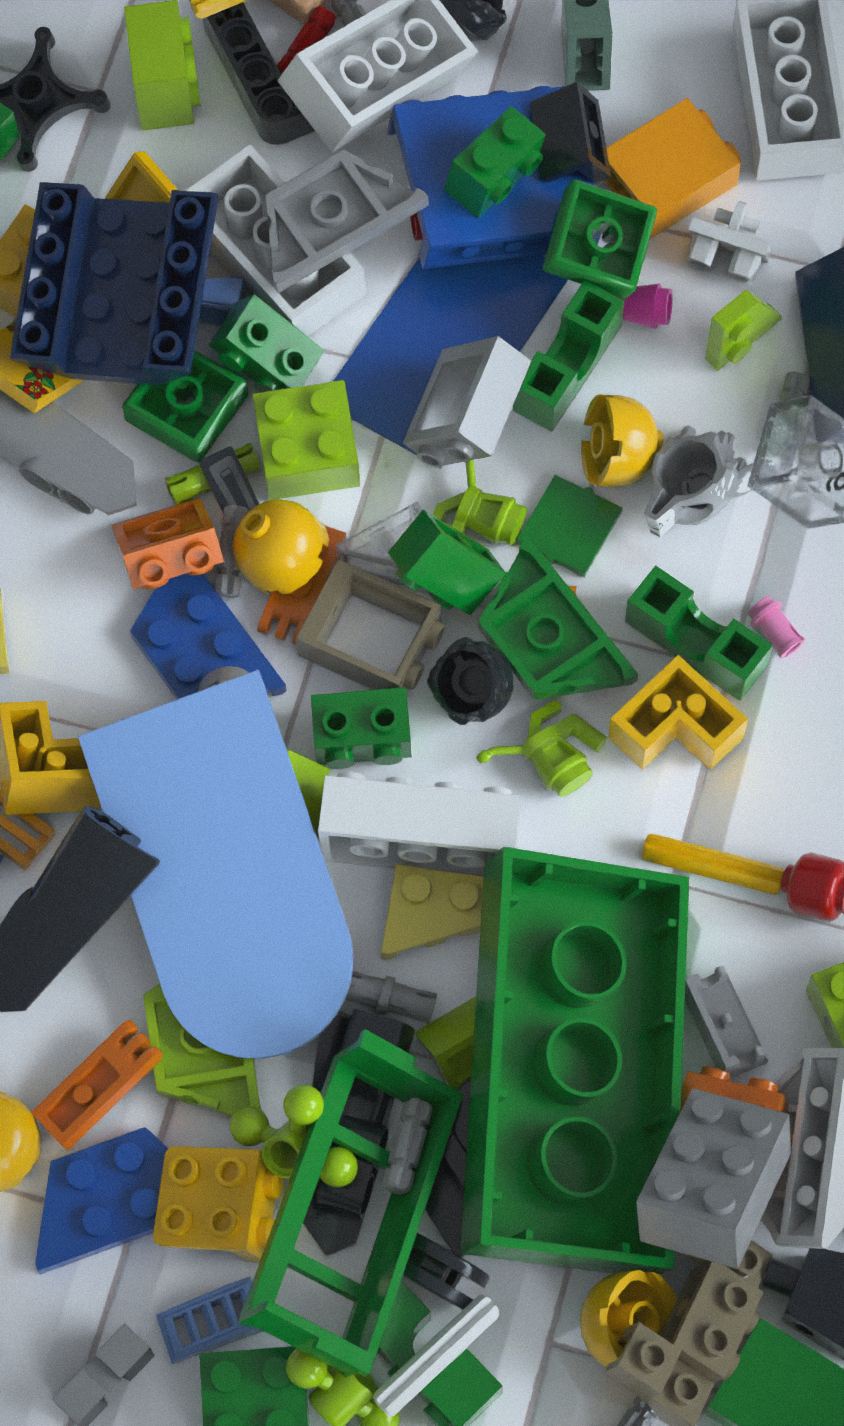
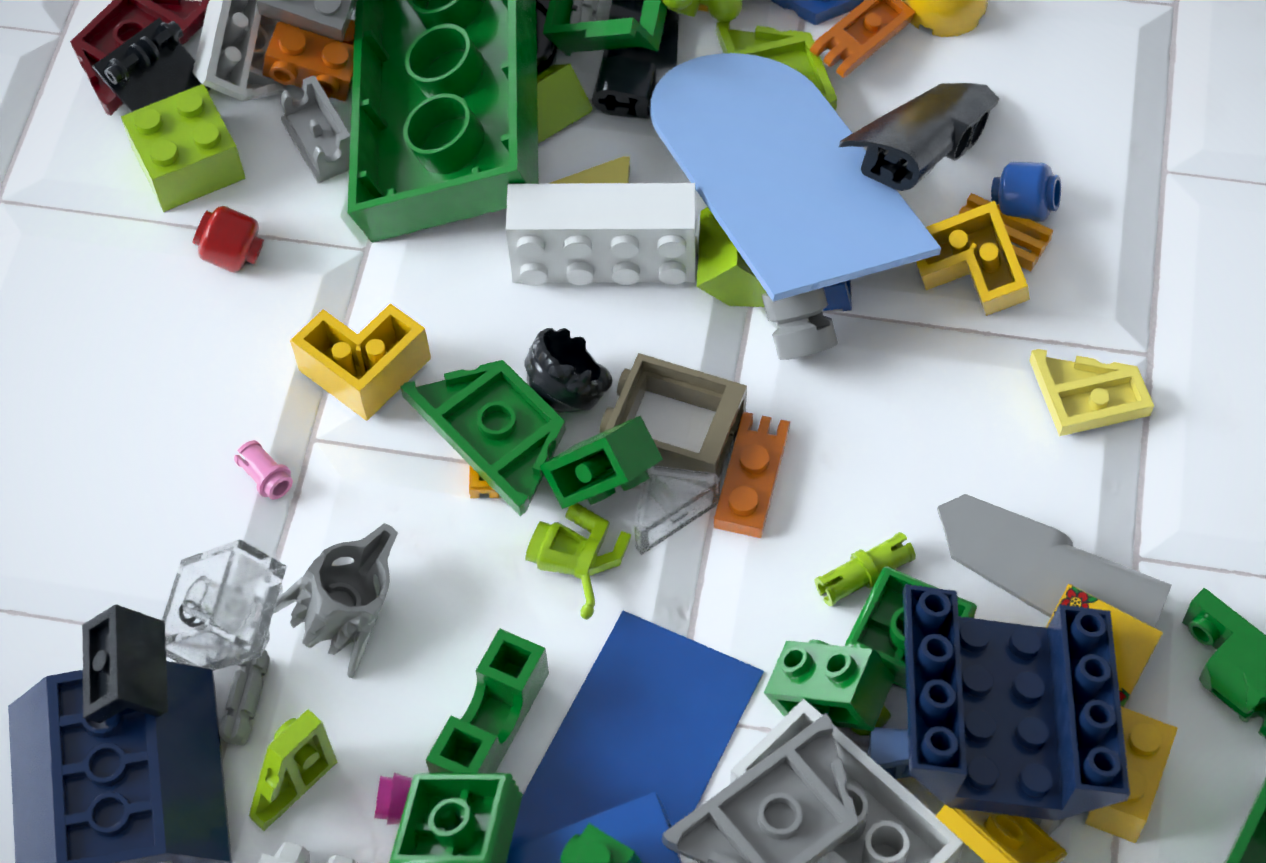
camera: 175 degrees right, 10 degrees down
(168, 544) = (896, 473): orange plate -> none
(192, 632) = (845, 406): blue wing -> none
(228, 479) = (837, 542): black sticker -> none
(228, 581) = (829, 487): light grey axle -> none
(279, 546) = (778, 479): yellow cylinder -> none
(306, 440) = (768, 597): lime brick -> none
(361, 727) = (674, 329): green brick -> none
(391, 997) = (617, 125): light grey pin -> none
(467, 402) = (563, 628): light grey window -> none
(554, 758) = (481, 328): lime piece -> none
(570, 525) = (479, 561): green piece -> none
(620, 441) = (427, 627): yellow cylinder -> none
(669, 617) = (369, 456): green arch -> none
(712, 863) = (328, 259): yellow axle -> none

